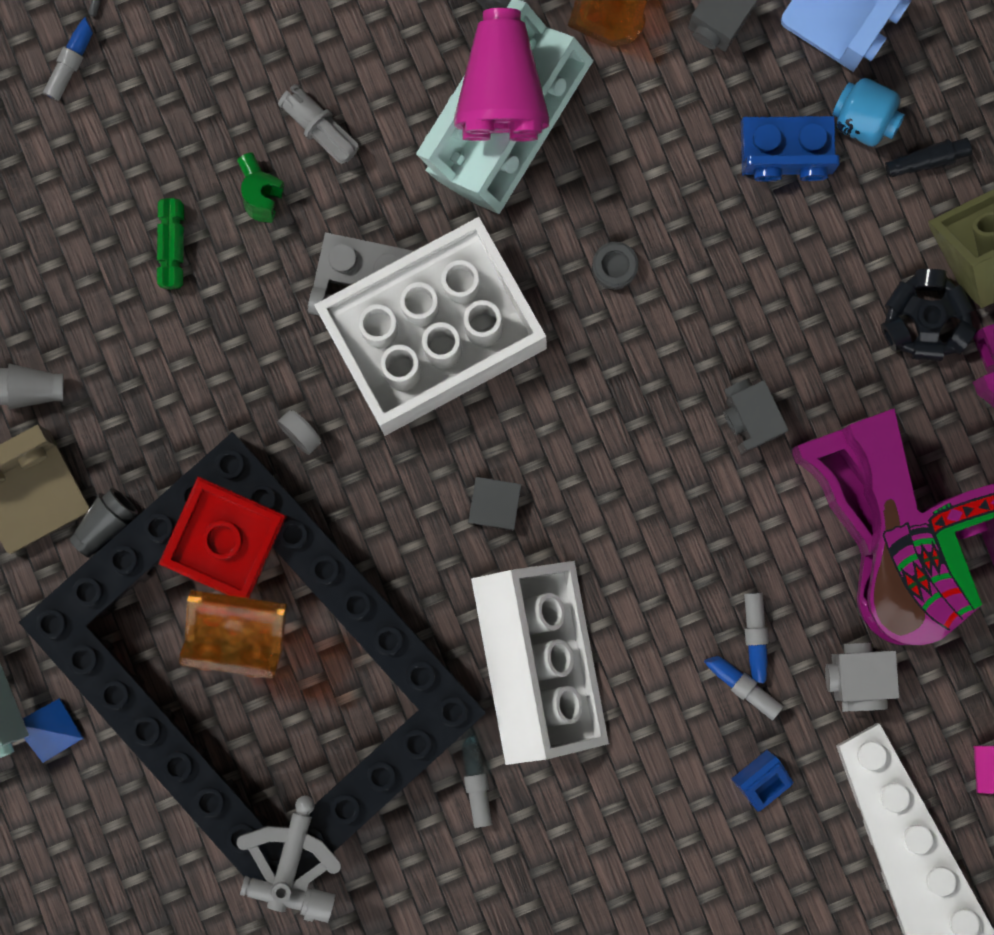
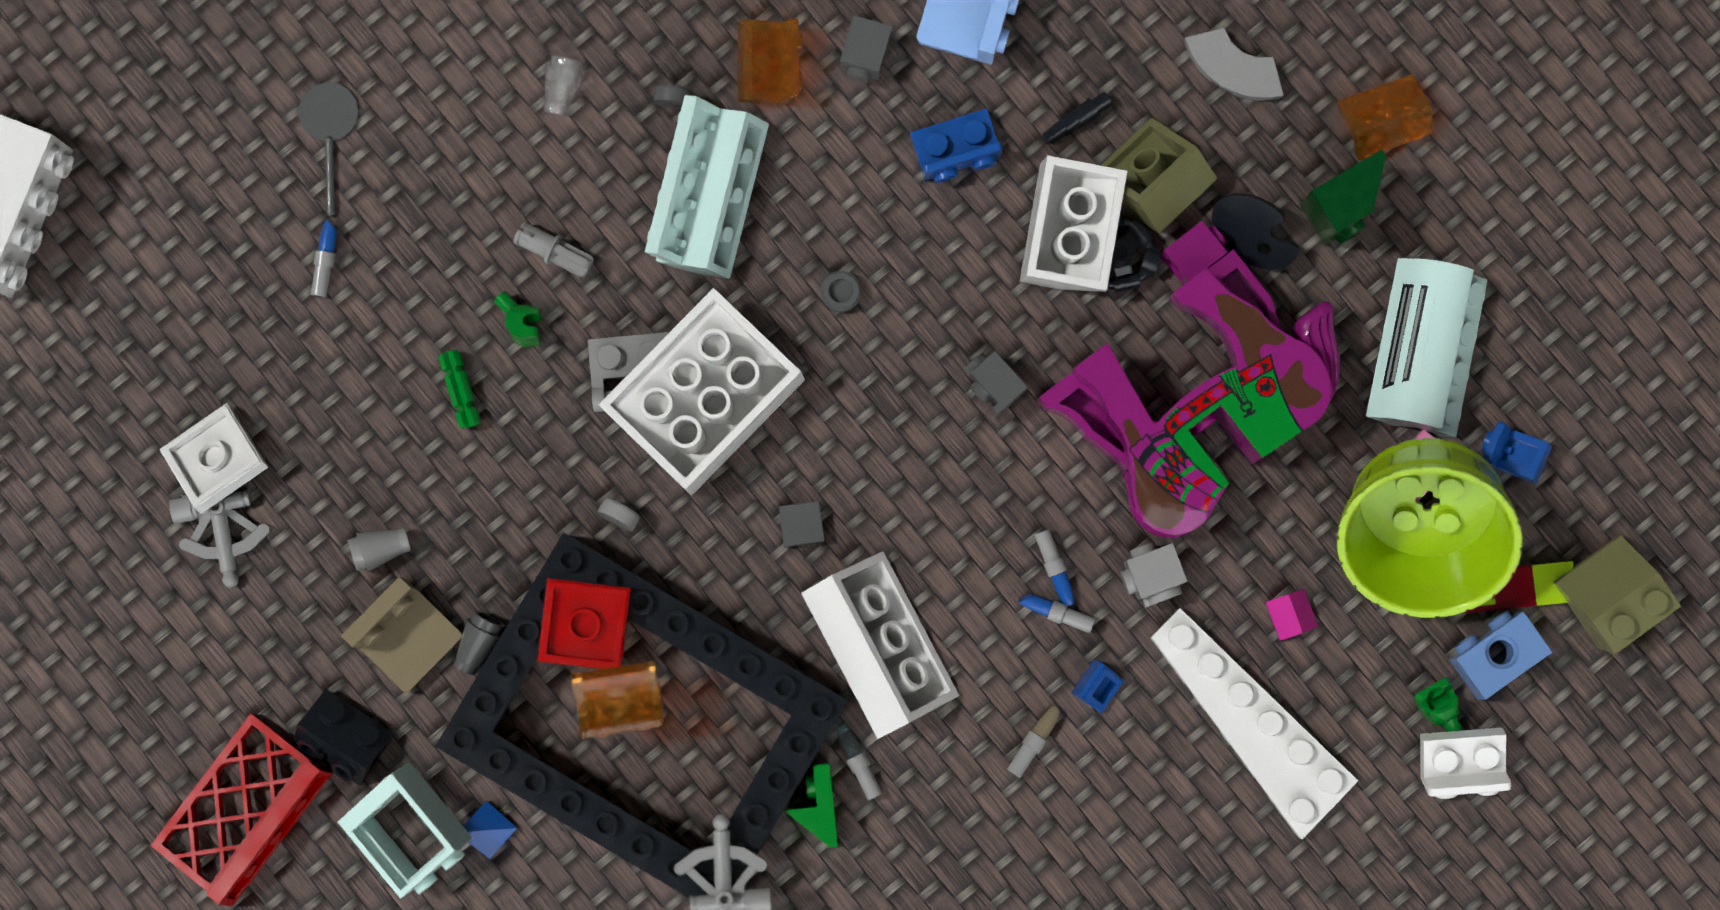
camera: 10 degrees left, 0 degrees up
(416, 831) = (821, 818): none -> green slope
(501, 82) = (697, 171): dark pink cone -> none
(674, 820) = (1034, 742): none -> light grey piece
(868, 112) = (1014, 96): dark azure head -> none
(891, 270) = (1073, 225): none -> white slope

